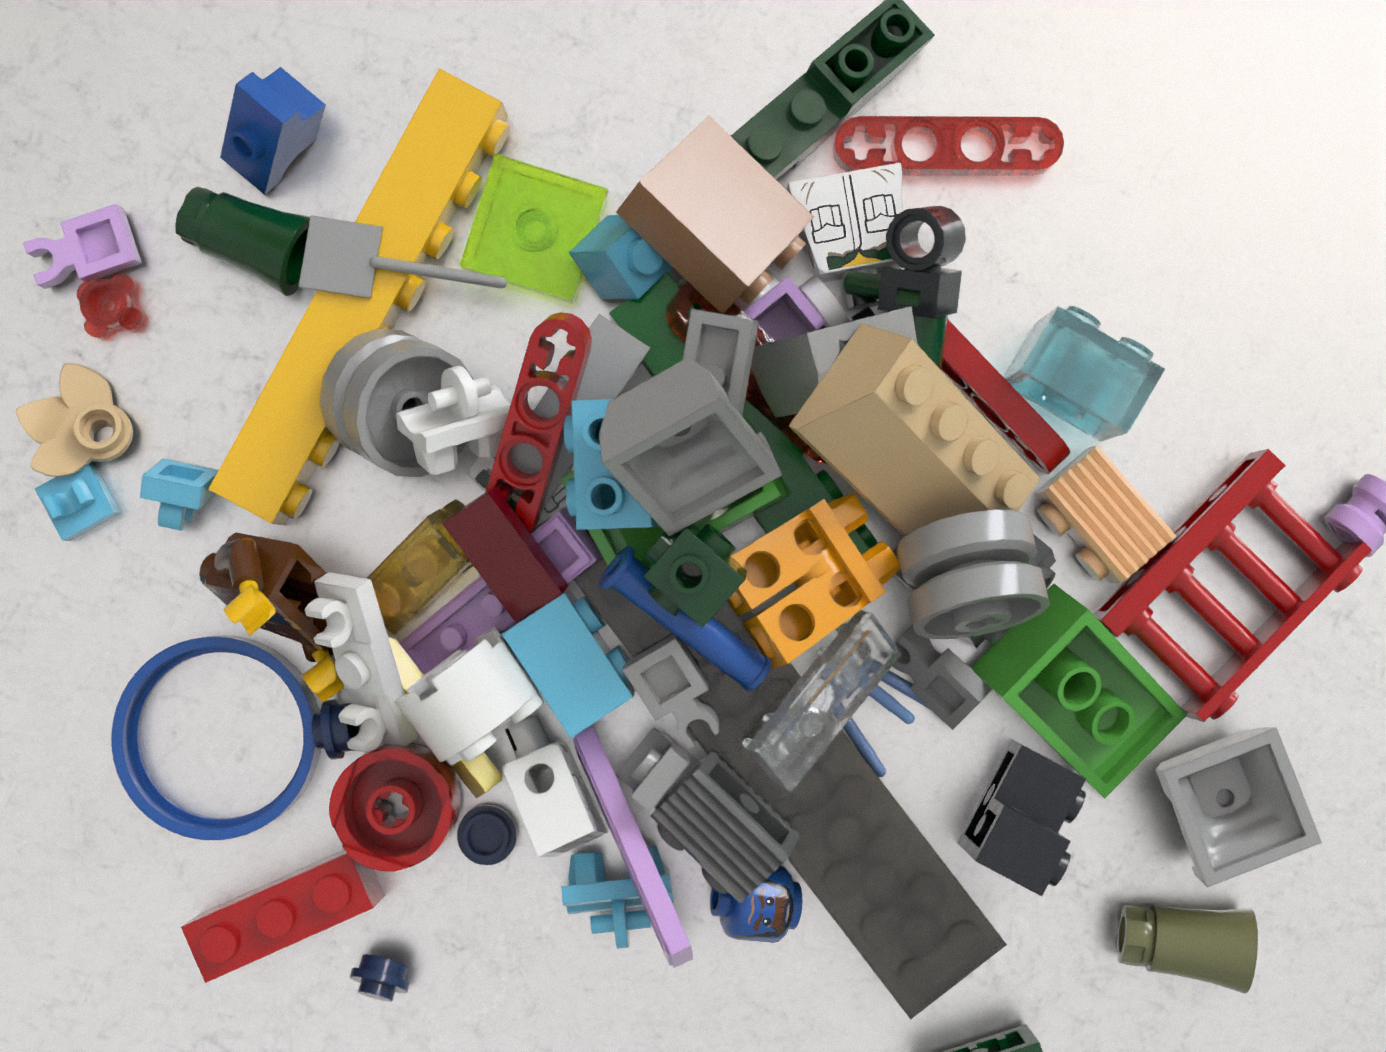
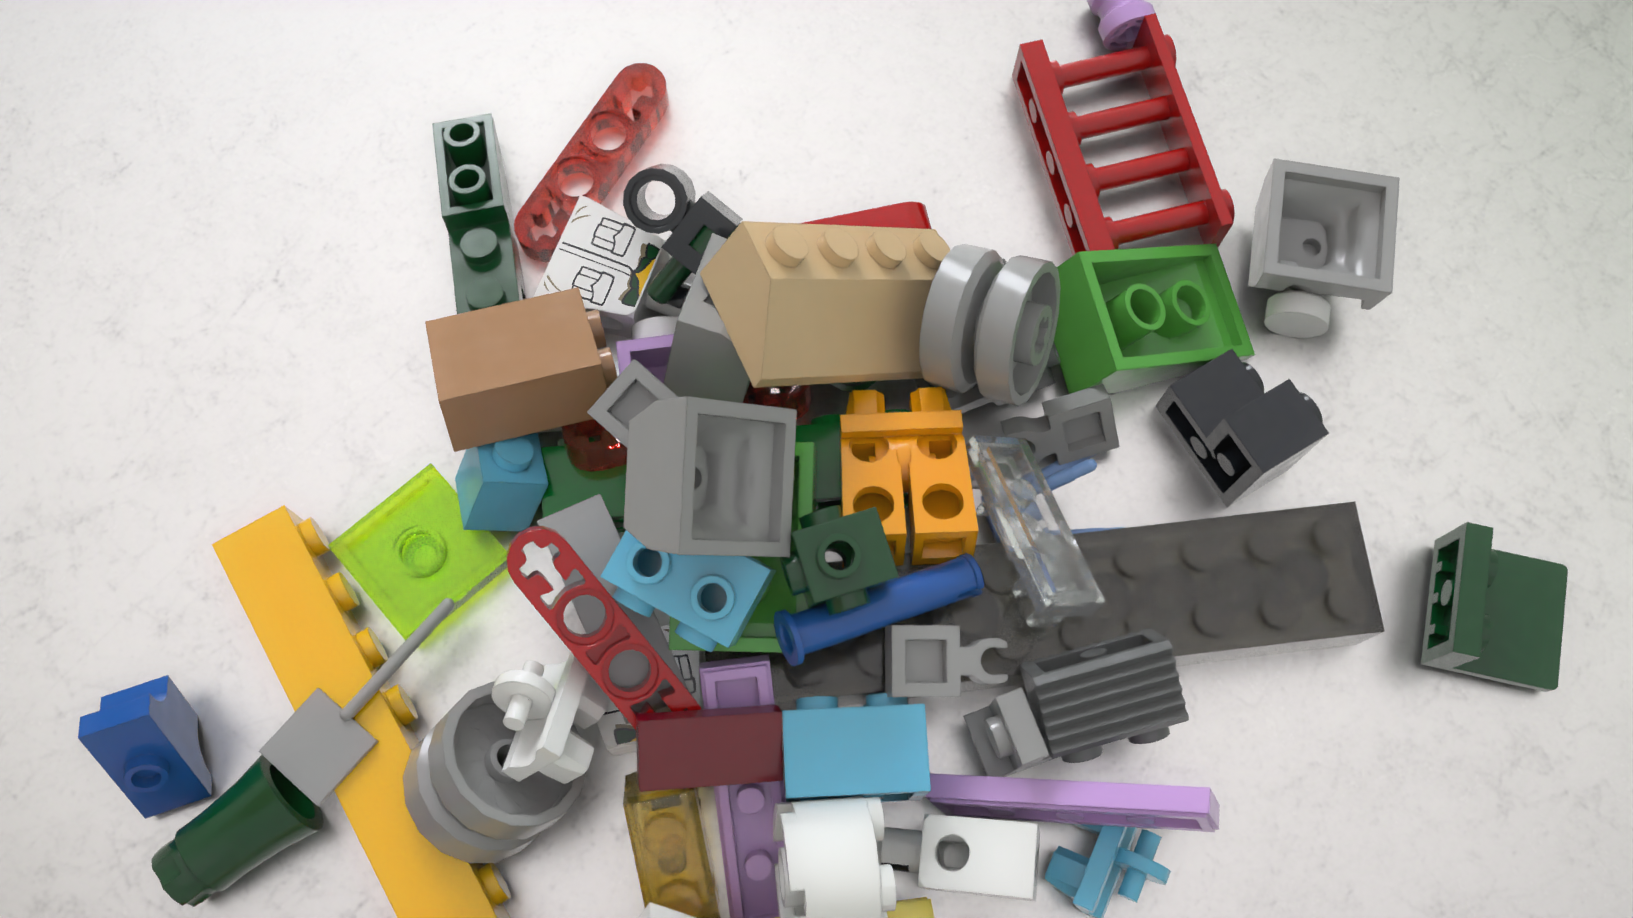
camera: 55 degrees left, 15 degrees down
(764, 913) = (1210, 723): blue head -> none
(1084, 373) = (864, 148): clear light blue brick -> none
(1102, 516) = (1001, 207): light nougat brick -> none
(1158, 816) = (1297, 314): none -> white tile
(1191, 943) = (1432, 347): olive plant -> none

